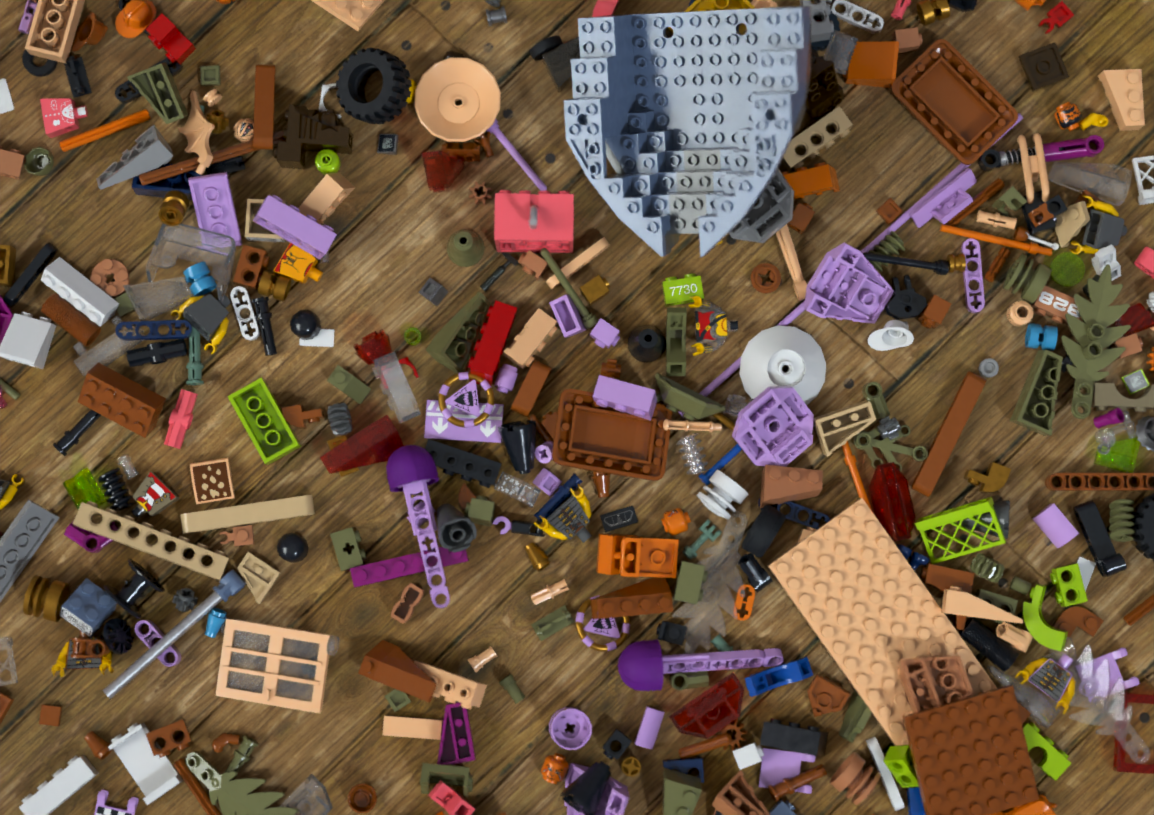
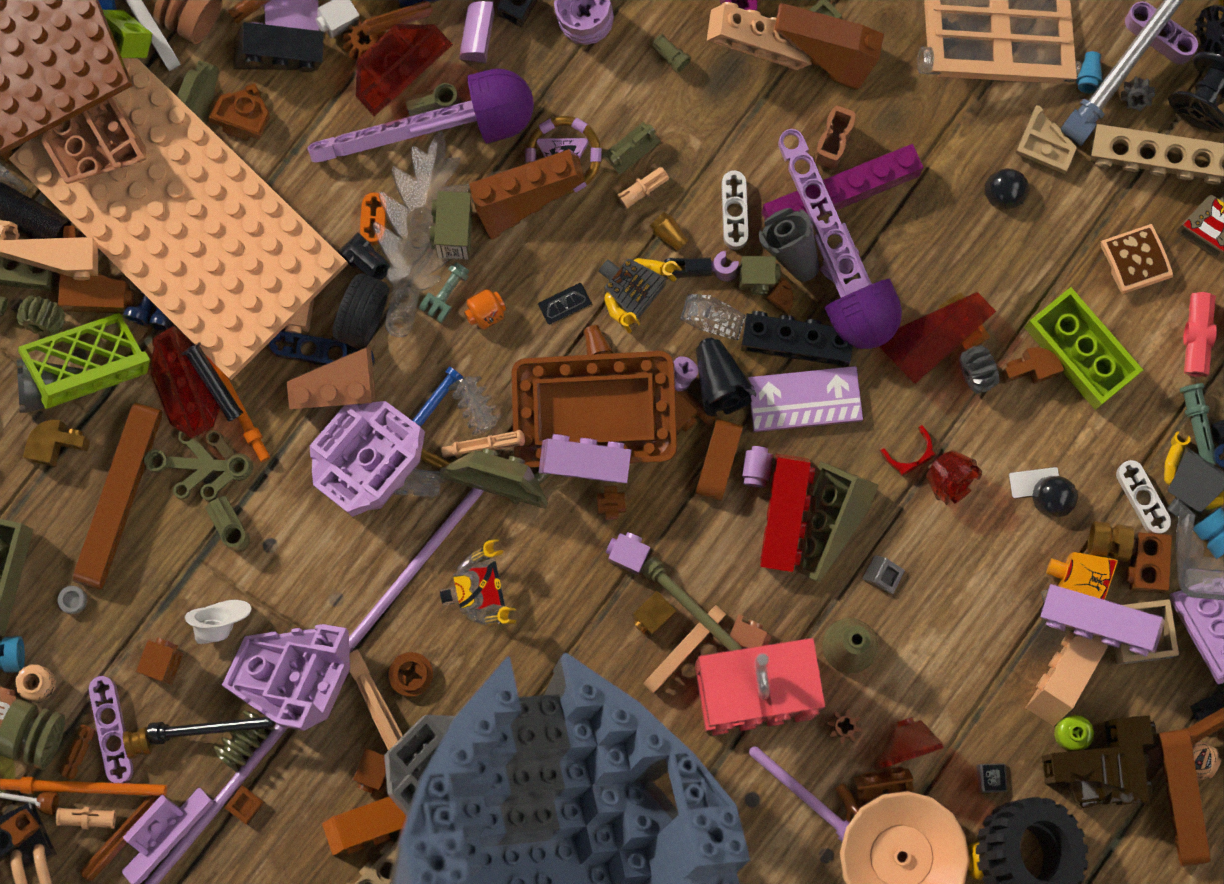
camera: 170 degrees right, 5 degrees down
(241, 536) = (1081, 193): nougat plate -> none
(247, 514) = (1078, 221): tan beam -> none
(264, 316) = (1116, 496): black pin -> none
(325, 88) = (1099, 815): white cap -> none
(345, 559) = (930, 183): olive brick -> none
(349, 384) = (976, 421): olive slope -> none
(396, 387) = (908, 422): clear wedge -> none
(409, 341) = (902, 497): clear neon green bush -> none
(466, 399) = (808, 423): piece -> none
(478, 661) = (724, 80): light nougat pin -> none
(482, 559) = (741, 191): none -> white beam
(498, 272) = (797, 615): pearl dark grey piece -> none
(531, 339) = (732, 526): light nougat wedge -> none
(547, 482) = (674, 336): lavender slope -> none
(556, 500) = (653, 315): dark blue pin -> none
(567, 316) = (686, 568): lavender brick -> none
(637, 556) = (531, 250): orange piece -> none
(643, 350) = (570, 562): black cone -> none
(671, 632) = (466, 161): black bracket -> none
(676, 341) = (525, 555): olive arch -> none
(679, 290) = (527, 635): lime brick -> none
(721, 644) = (394, 155): sand green pin -> none
(722, 495) = (428, 348): white wheel -> none
(778, 676) = (320, 123): blue arch -> none
(781, 346) = (372, 574): white dish -> none
(842, 424) = (269, 481): tan wedge -> none
(873, 498) = (212, 382): none -> black pin
(889, 428) = (203, 485): dark grey gear -> none
(905, 299) = (205, 675): black hinge -> none
(1011, 199) = (72, 846): olive hinge -> none

